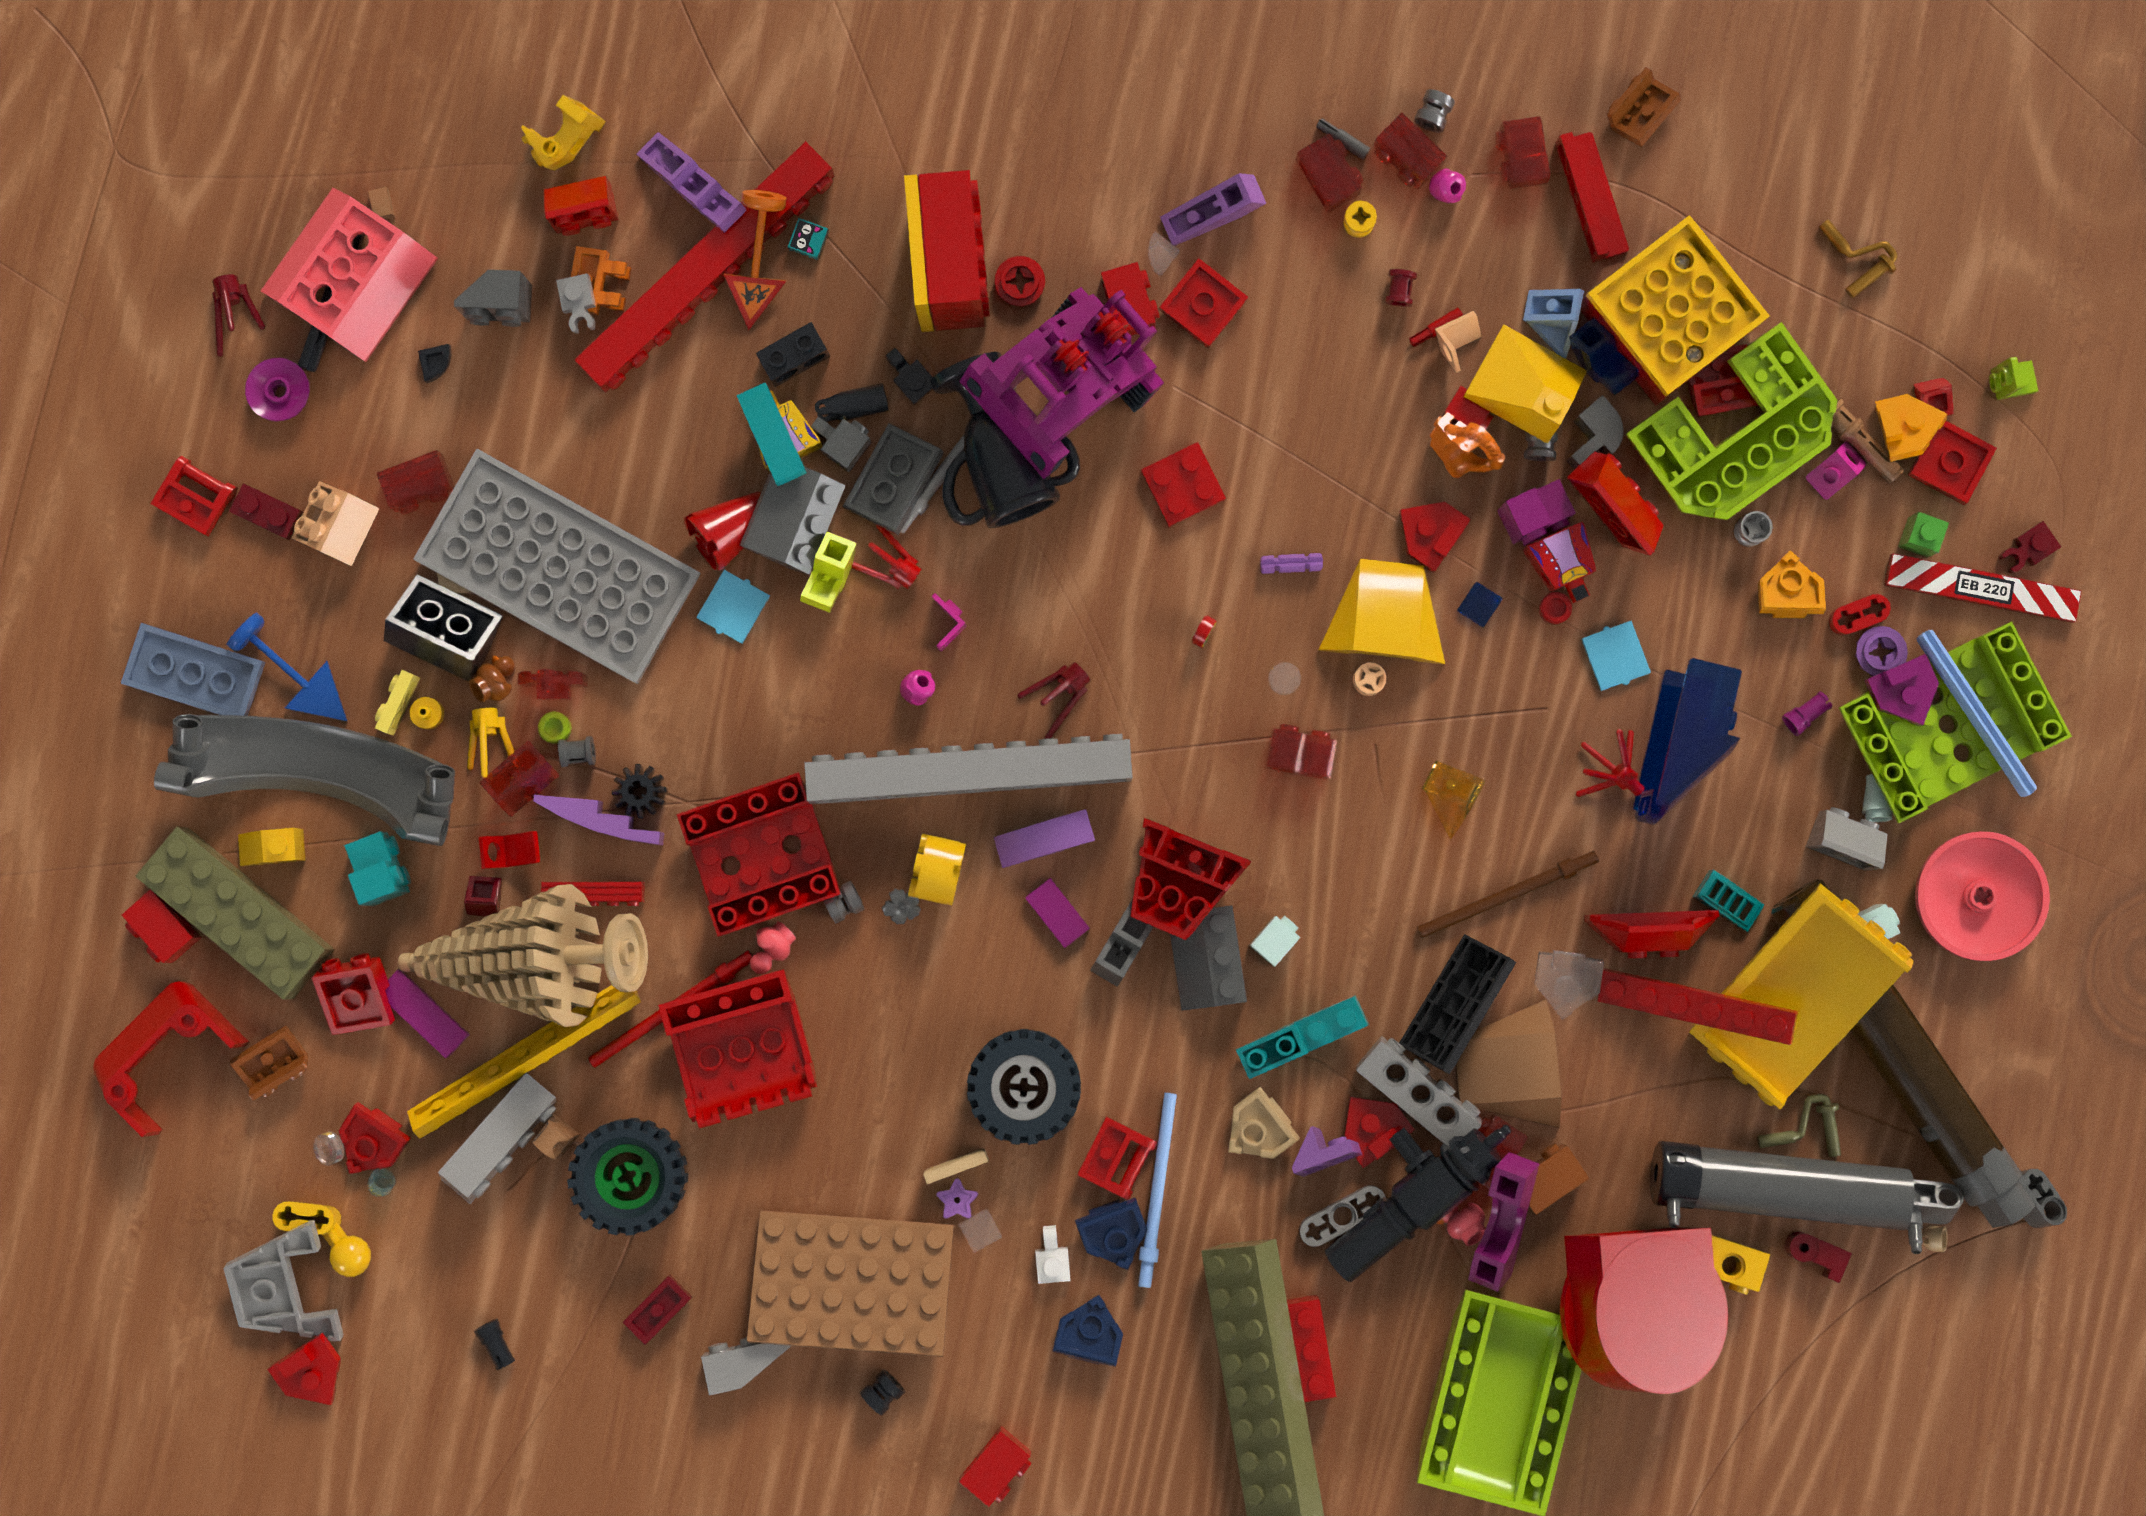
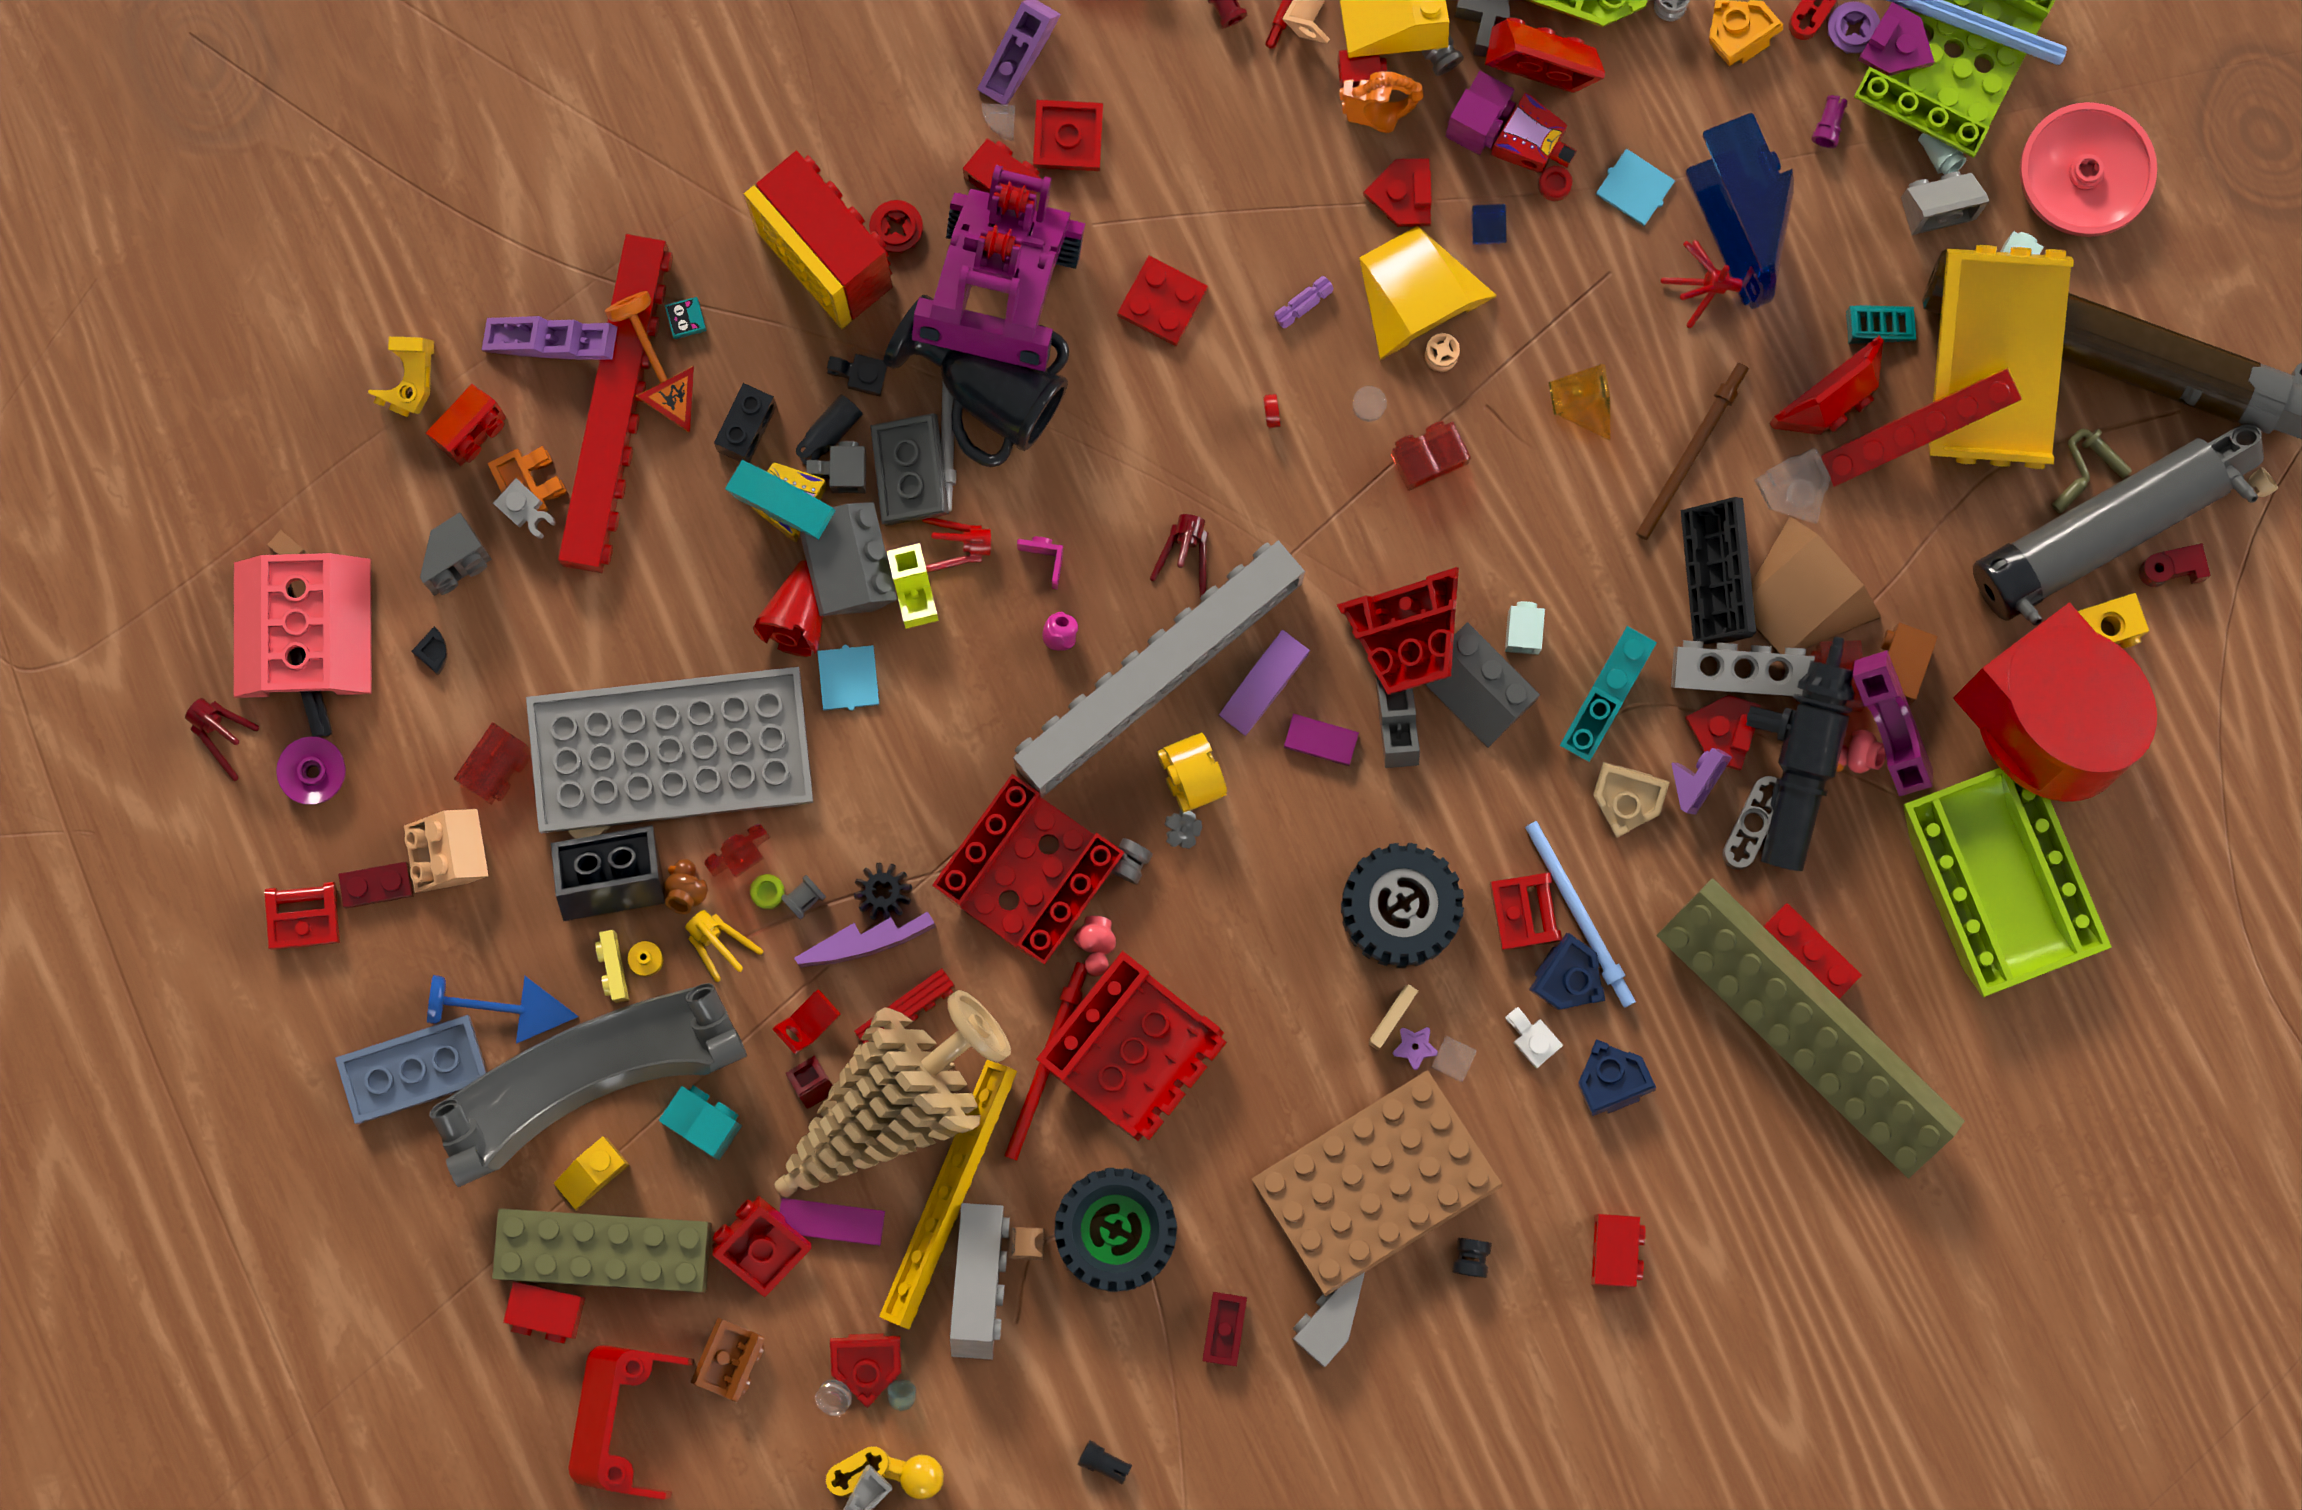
camera: 40 degrees left, 5 degrees down
(519, 778) = (770, 954): clear red brick -> none

